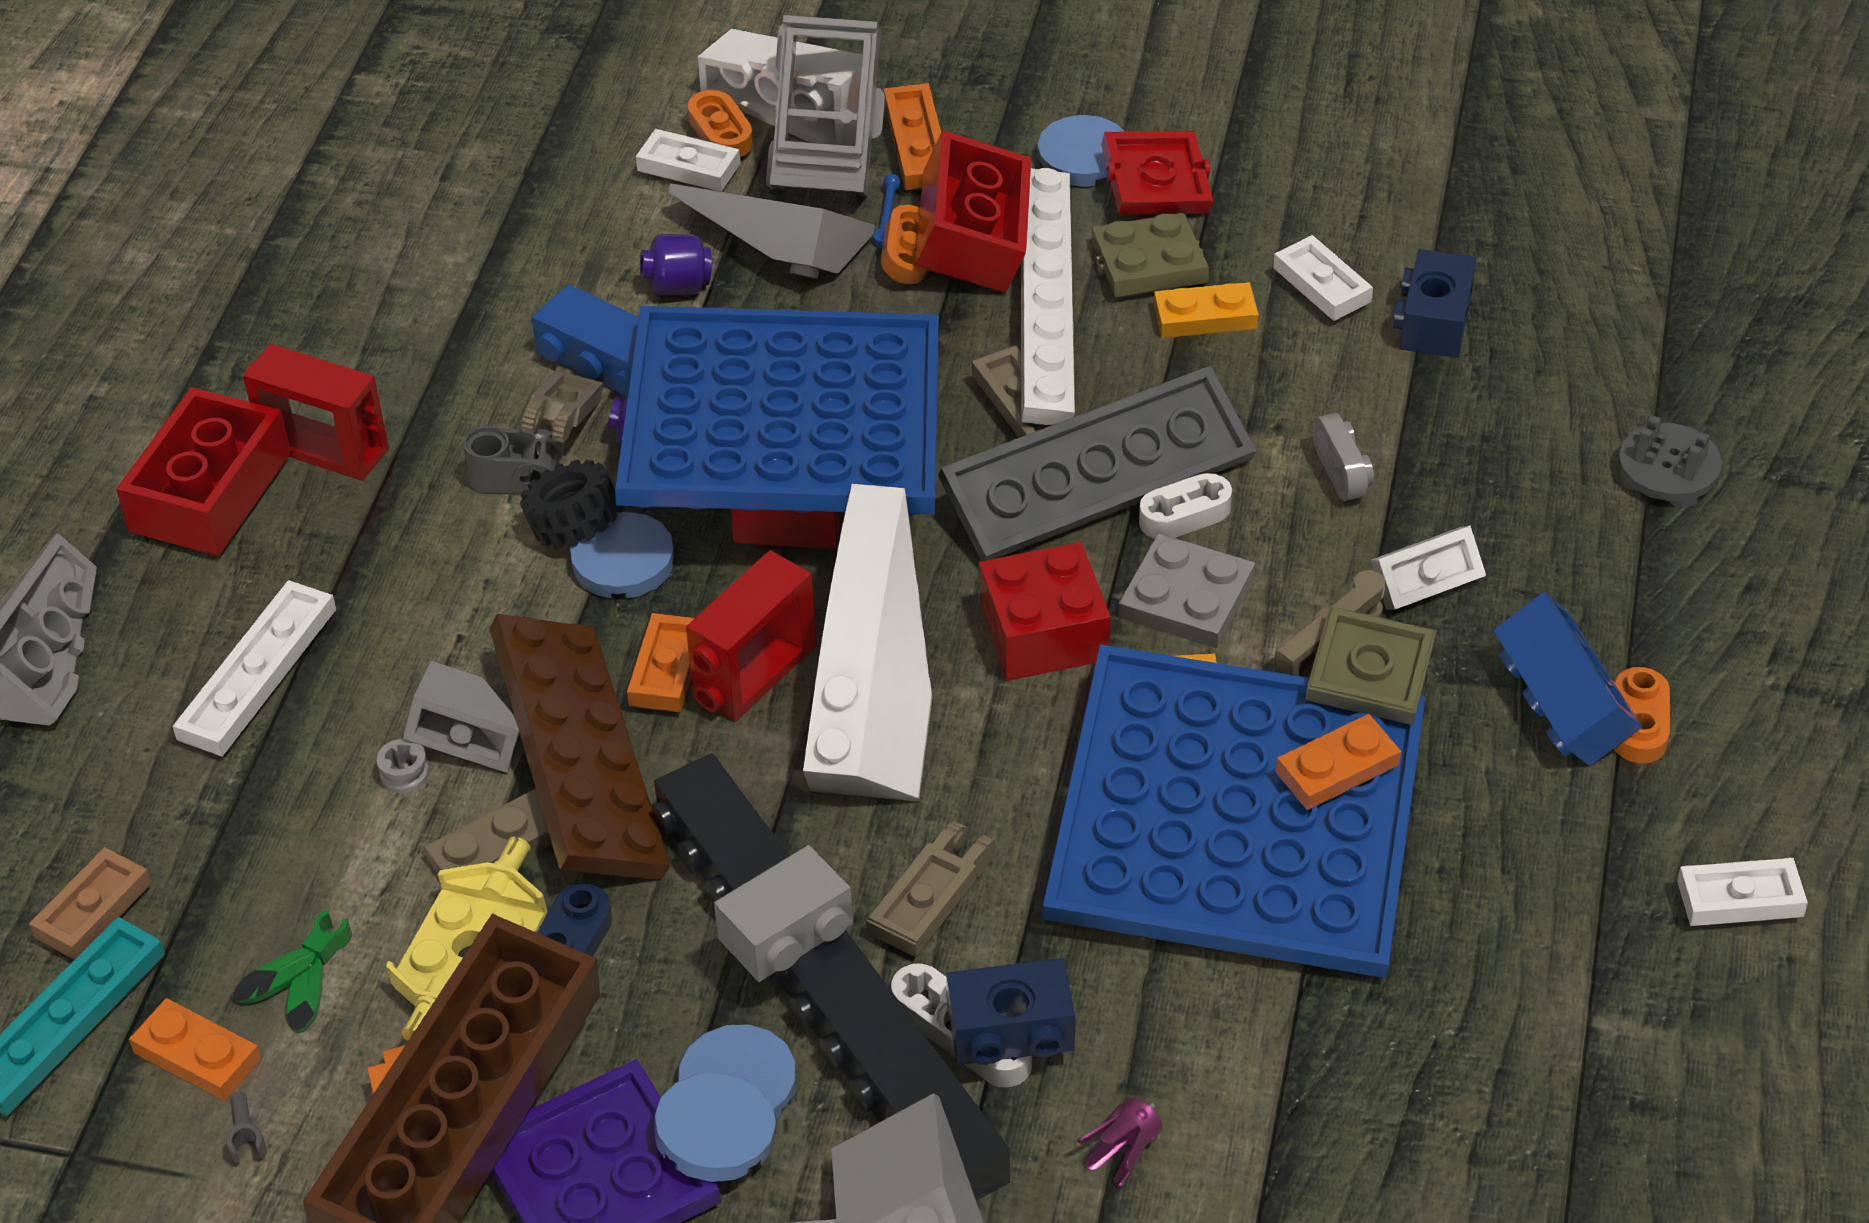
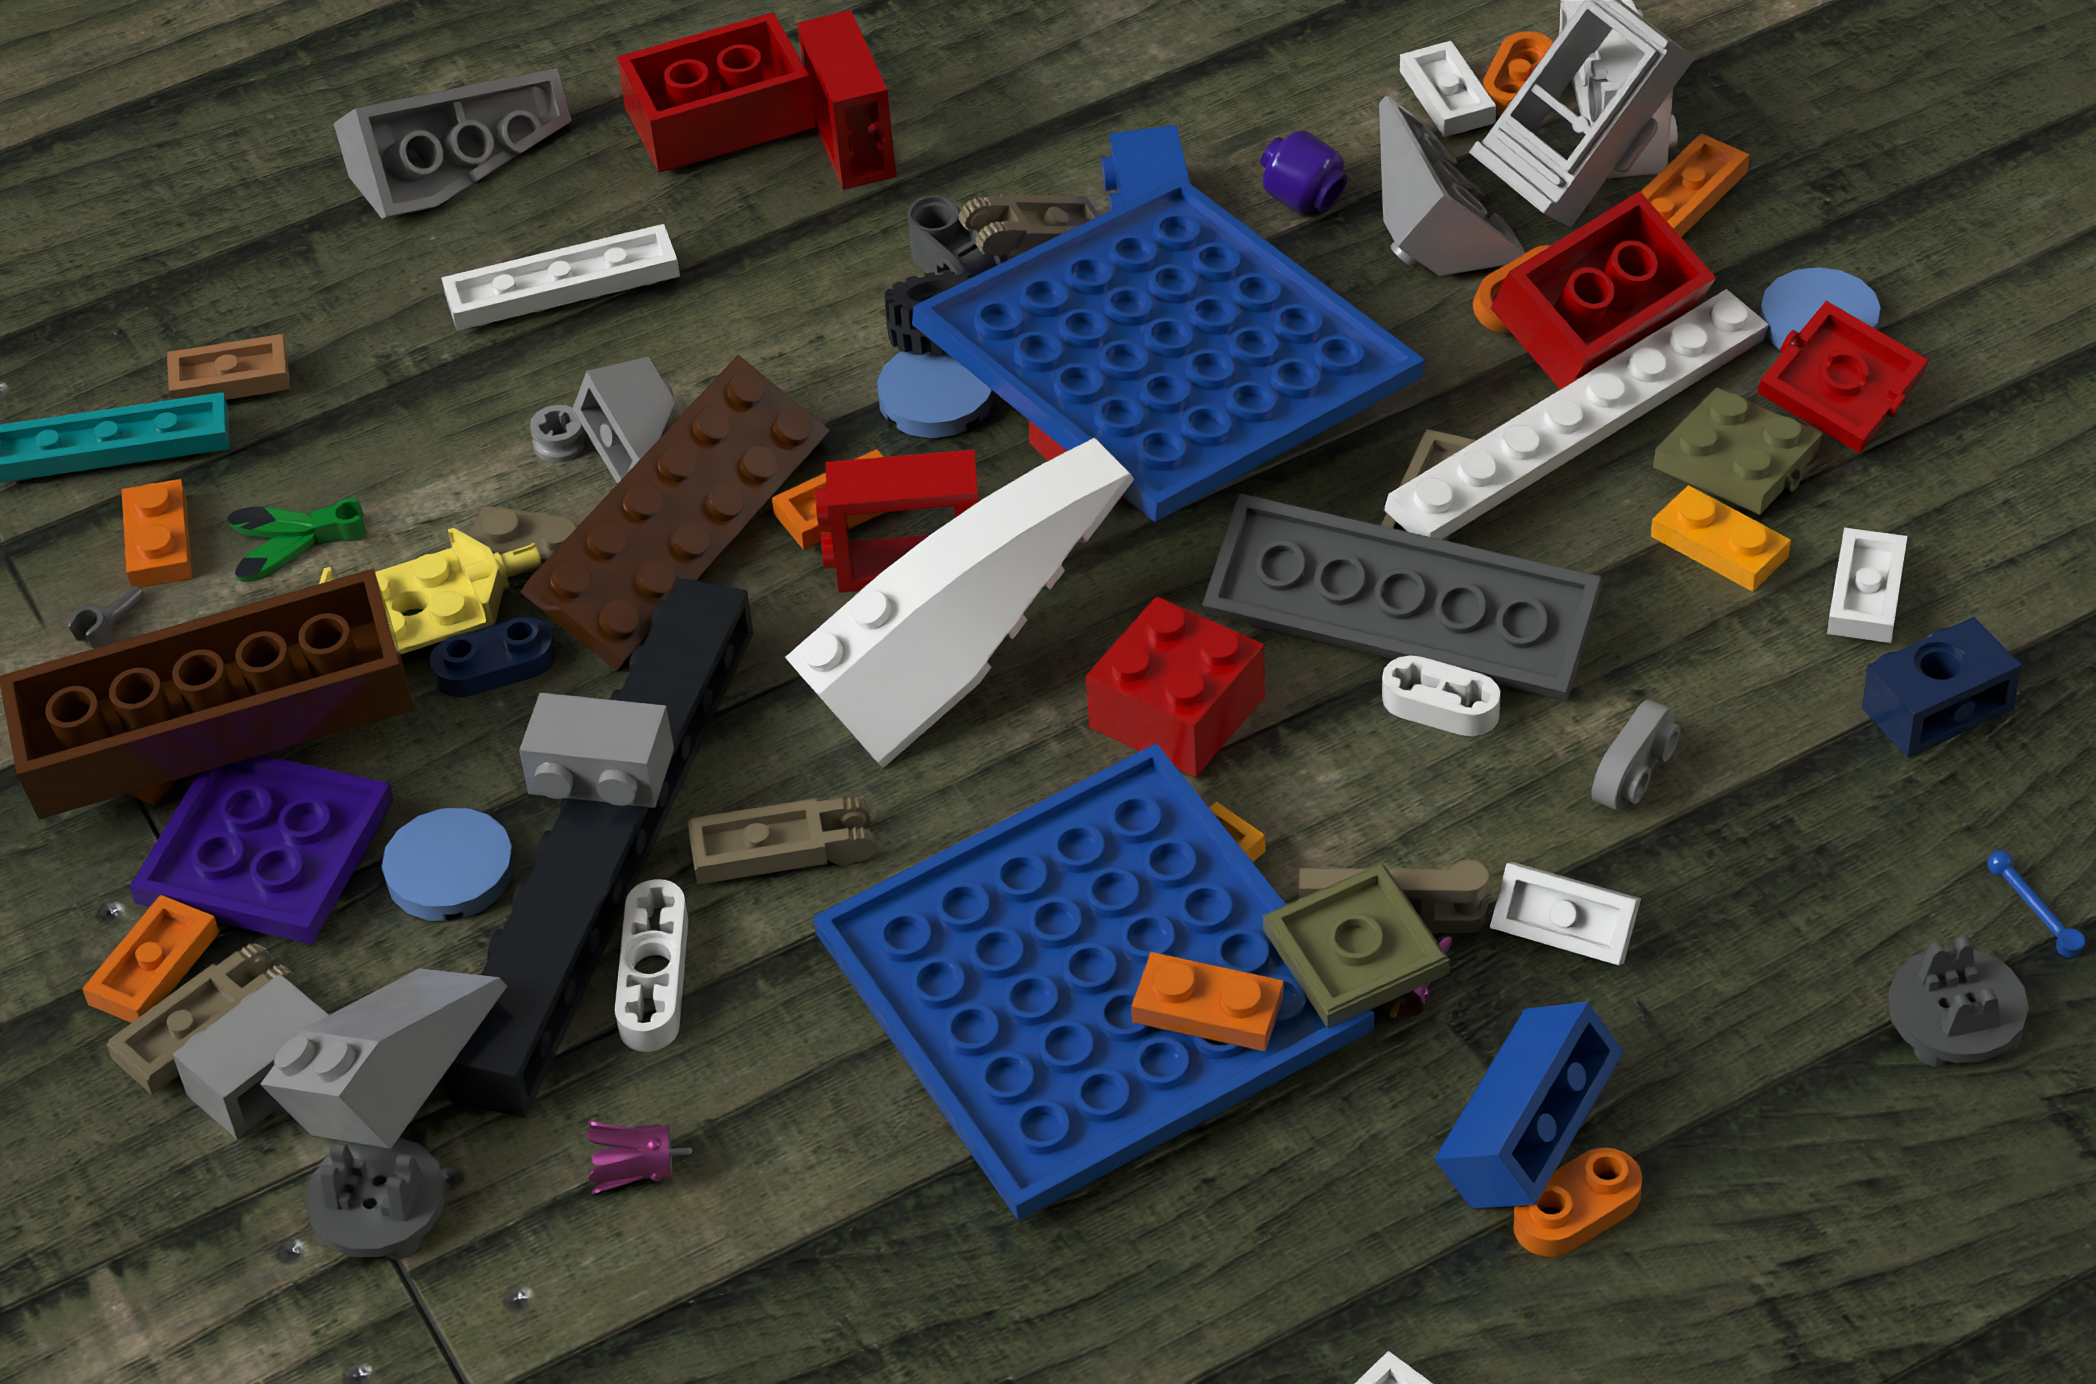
camera: 50 degrees right, 0 degrees up
(714, 1126) = (361, 877): medium blue tile -> none
(1030, 991) = (665, 975): dark blue brick -> none
(1187, 590) = (1338, 768): light grey plate -> none
(1666, 391) = (2069, 941): none -> blue hinge

